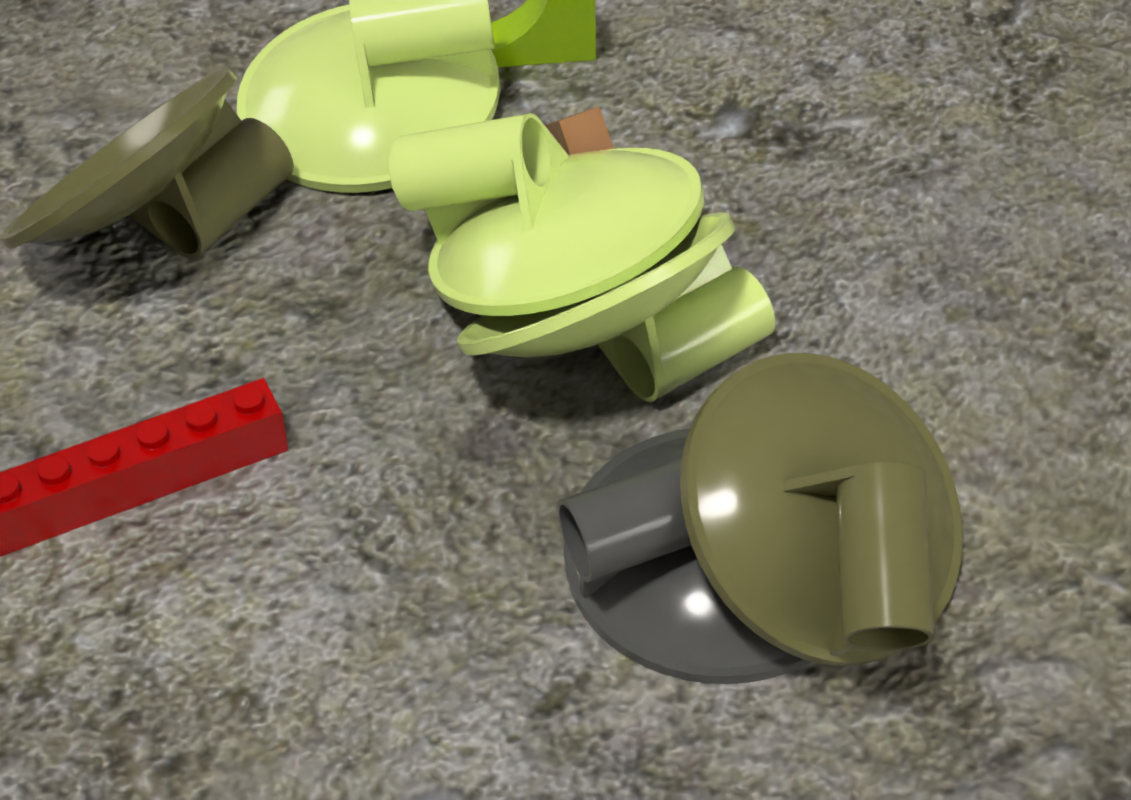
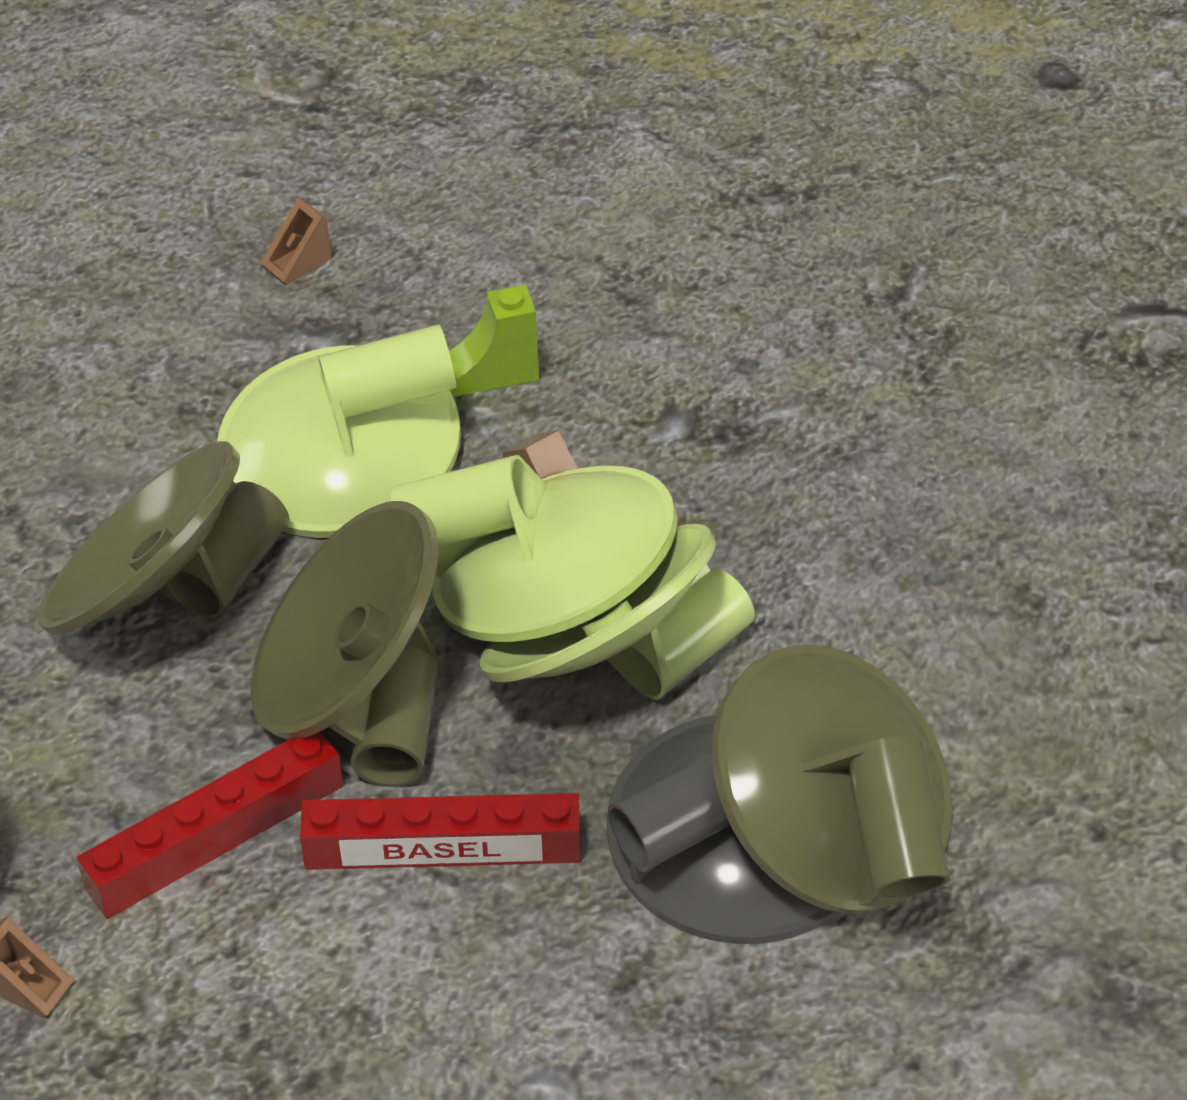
camera: 10 degrees left, 0 degrees up
(326, 307) = (352, 645): none -> olive dish
(378, 510) = (440, 831): none -> red brick

